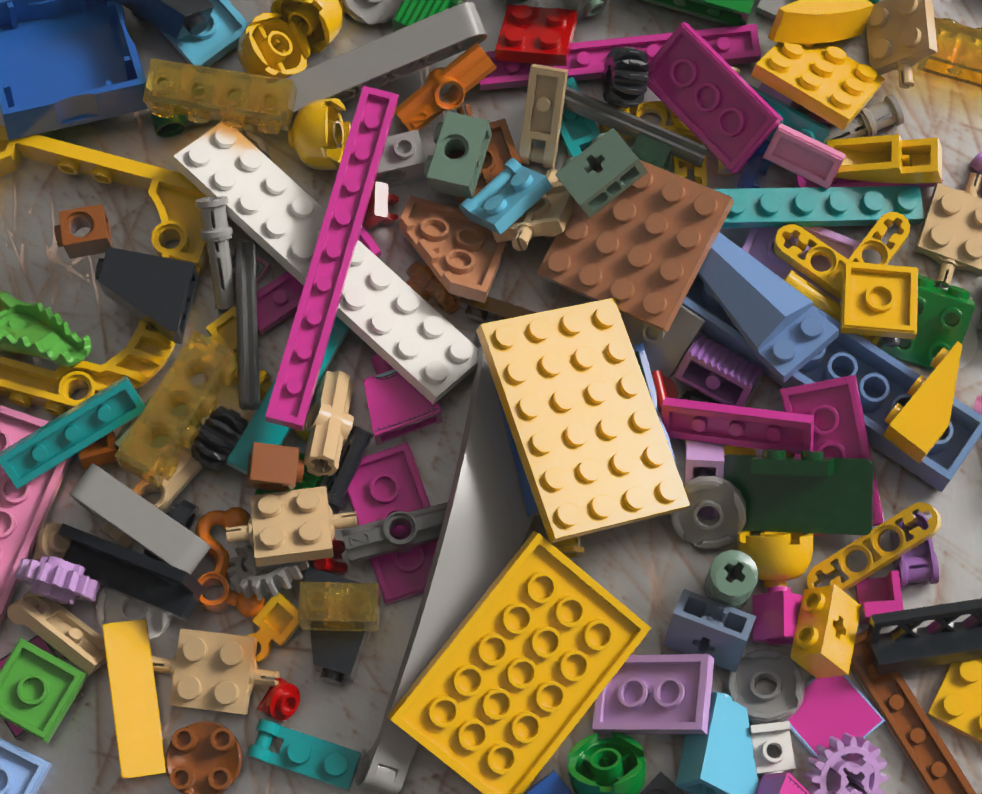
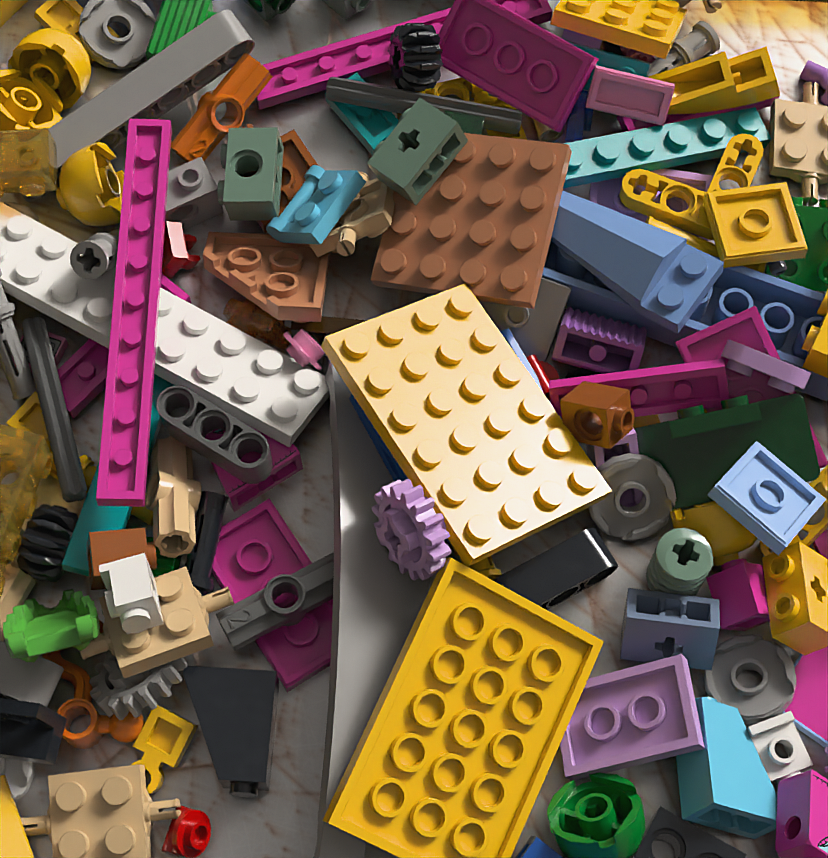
camera: 15 degrees left, 5 degrees down
(208, 511) = (42, 630): none -> bright green animal
(277, 500) = (132, 593): none -> white brick
(310, 203) = (97, 261): none -> light grey pin
(334, 564) = (215, 655): red plate -> none
(339, 606) = (234, 702): clear yellow brick -> none
(369, 364) = (205, 417): none -> dark grey beam
(465, 321) = (304, 349): none -> bright pink plate
(512, 501) = (411, 529): none -> lavender gear
(536, 35) = (306, 38): red plate -> none
(543, 114) = (335, 113): tan plate -> none
(631, 561) = (561, 570): none -> black beam
(695, 437) = (597, 414): none -> dark orange brick
(817, 541) = (766, 497): none -> light blue tile
(859, 439) = (782, 374): none -> lavender plate

